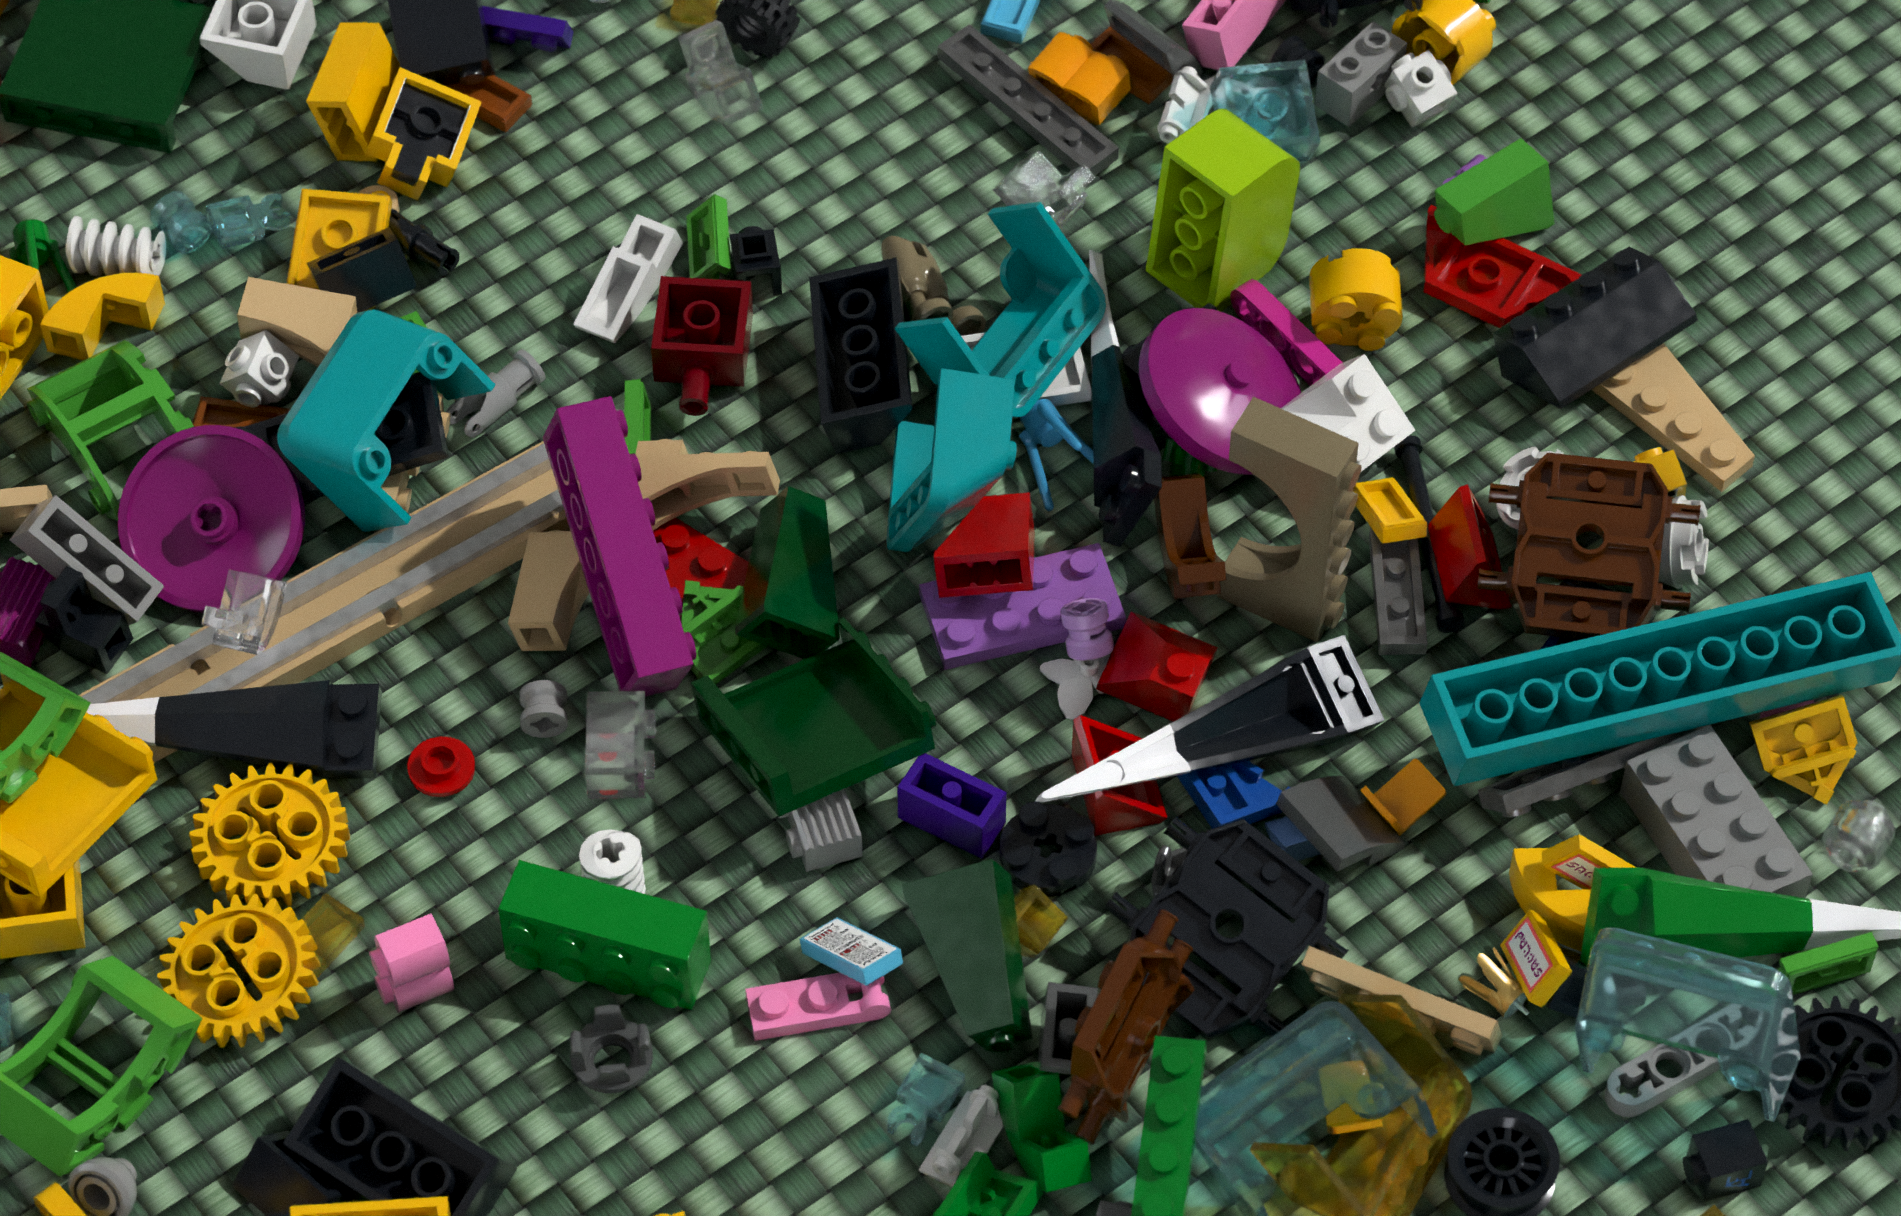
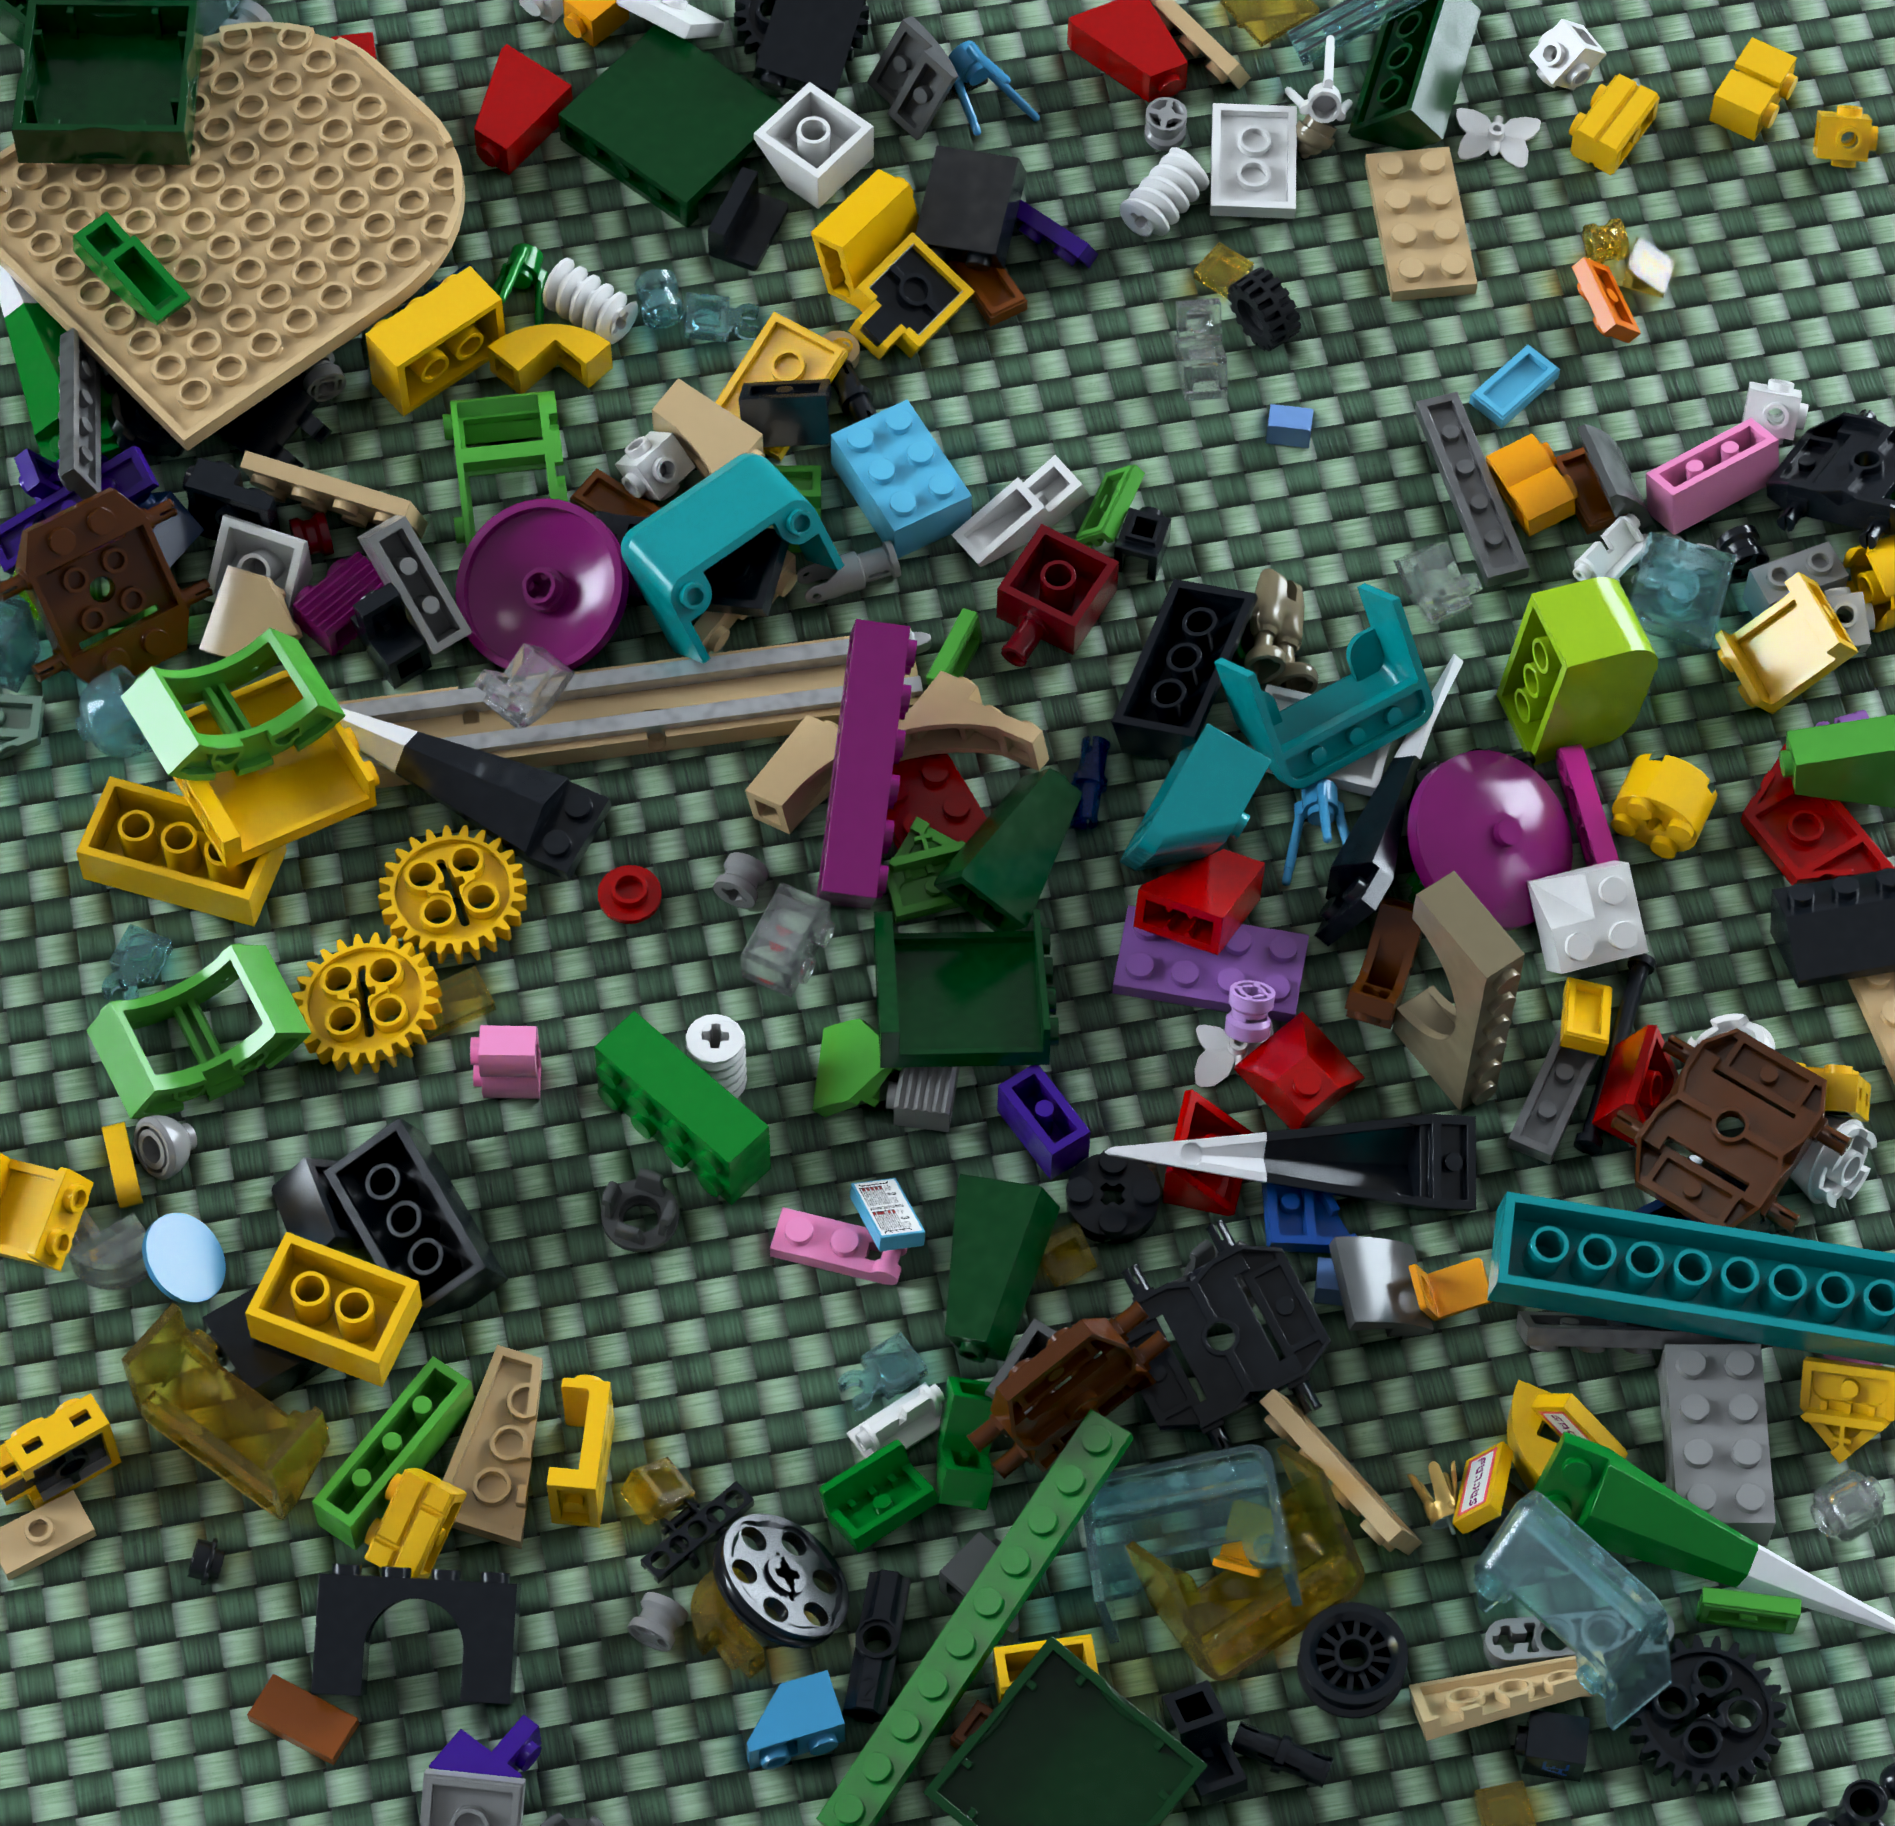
camera: 25 degrees right, 5 degrees up
(227, 127) = (745, 223): none -> black panel
(500, 291) = (901, 478): none -> medium azure brick
(740, 834) = (848, 1068): none -> bright green slope
(823, 485) = (1090, 781): none -> clear blue pin
(832, 112) = (1289, 426): none -> medium blue slope
(1386, 124) = (1786, 646): none -> yellow panel
(1653, 1136) = (1492, 1695): none -> tan wing

